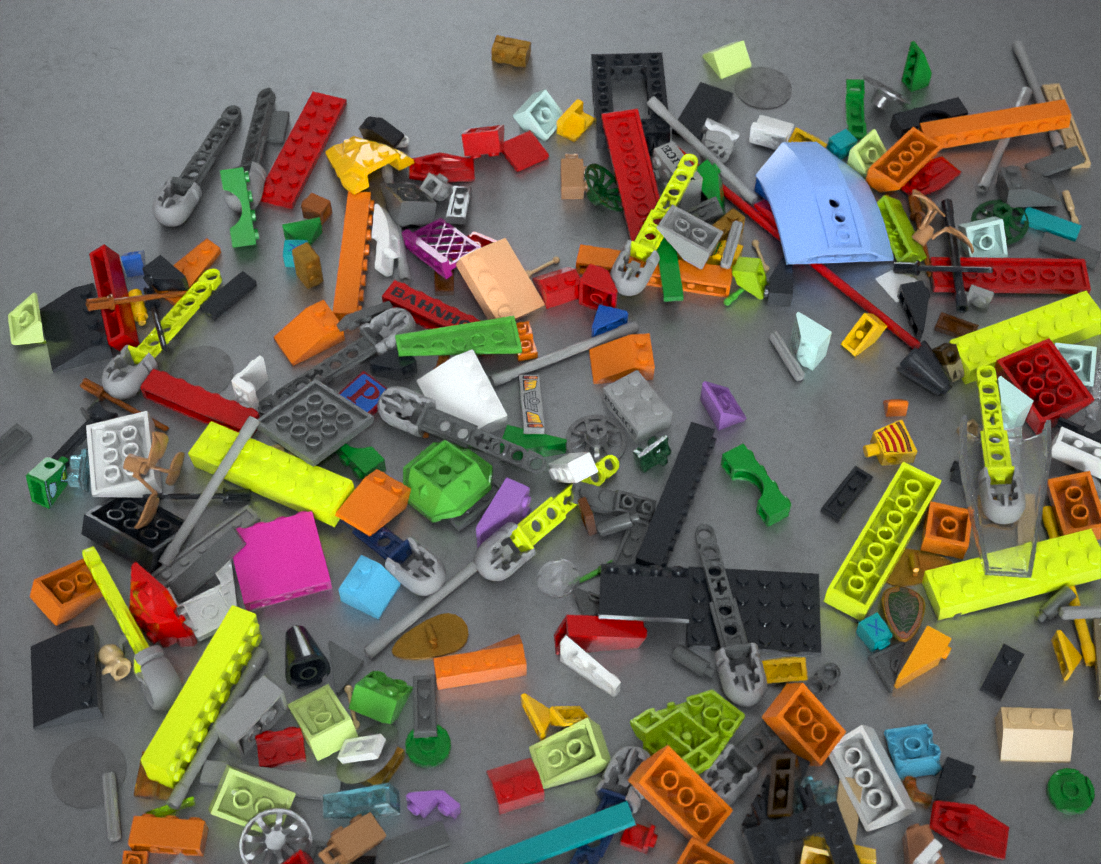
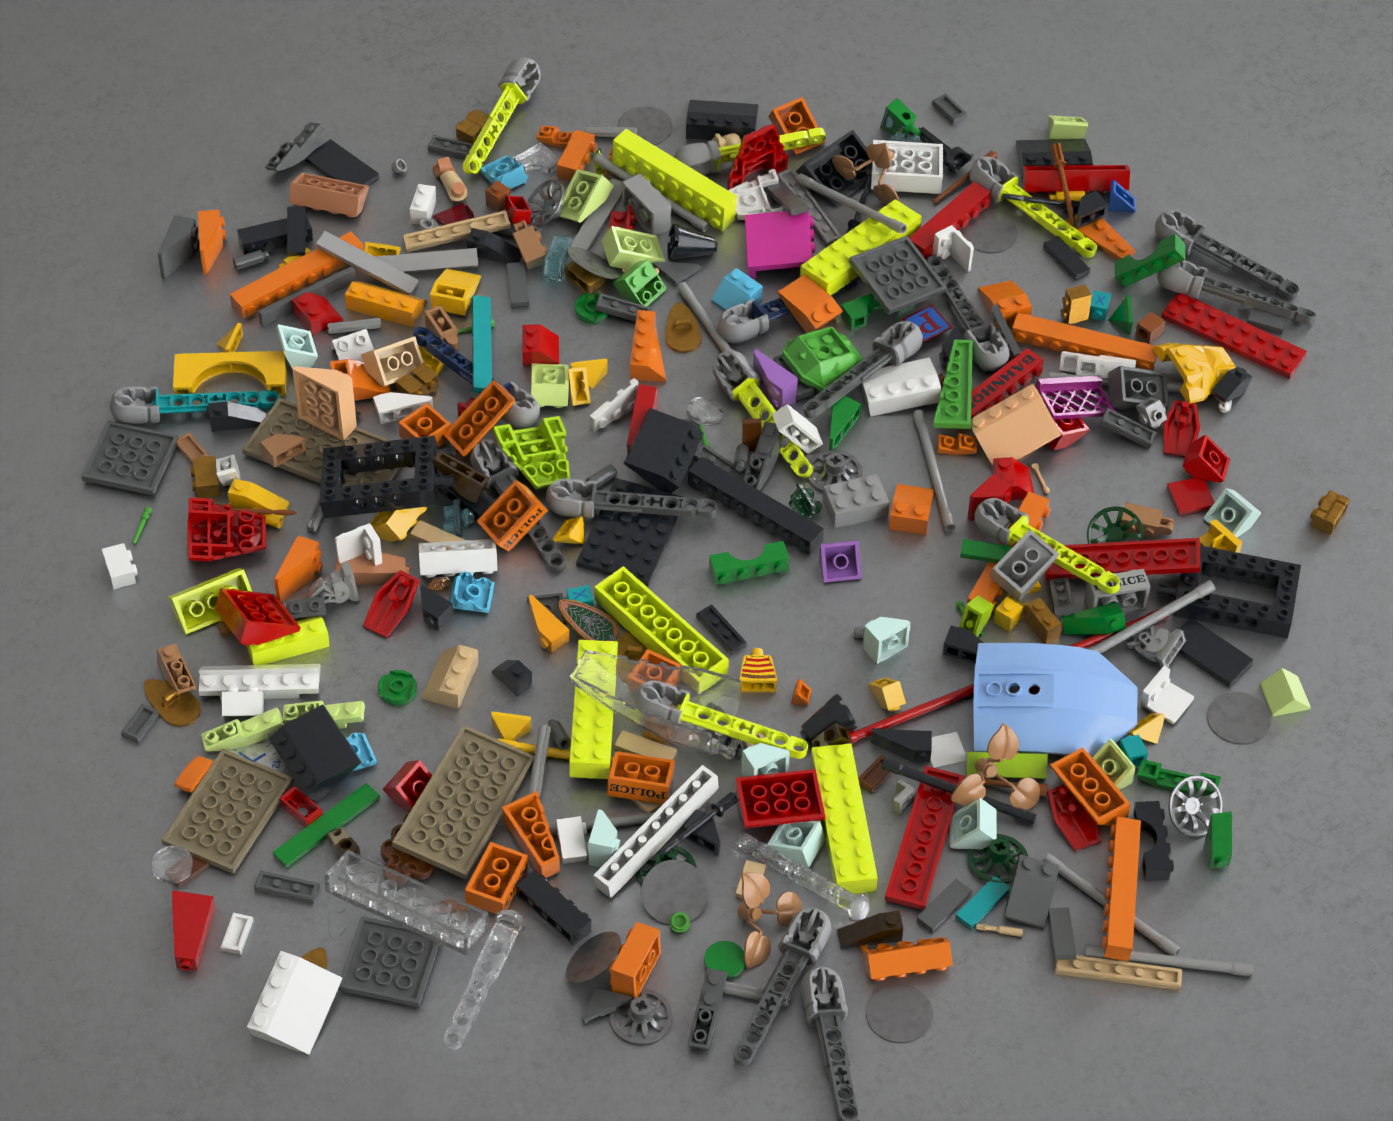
camera: 105 degrees right, 5 degrees down
(361, 748) = (594, 255): white plate -> none
(425, 801) = (544, 296): medium lavender slope -> none
(531, 404) = (880, 427): tile -> none
(608, 319) = (958, 503): blue slope -> none
(731, 244) = (1009, 601): light grey axle -> none
(915, 268) = (950, 756): black piece -> none

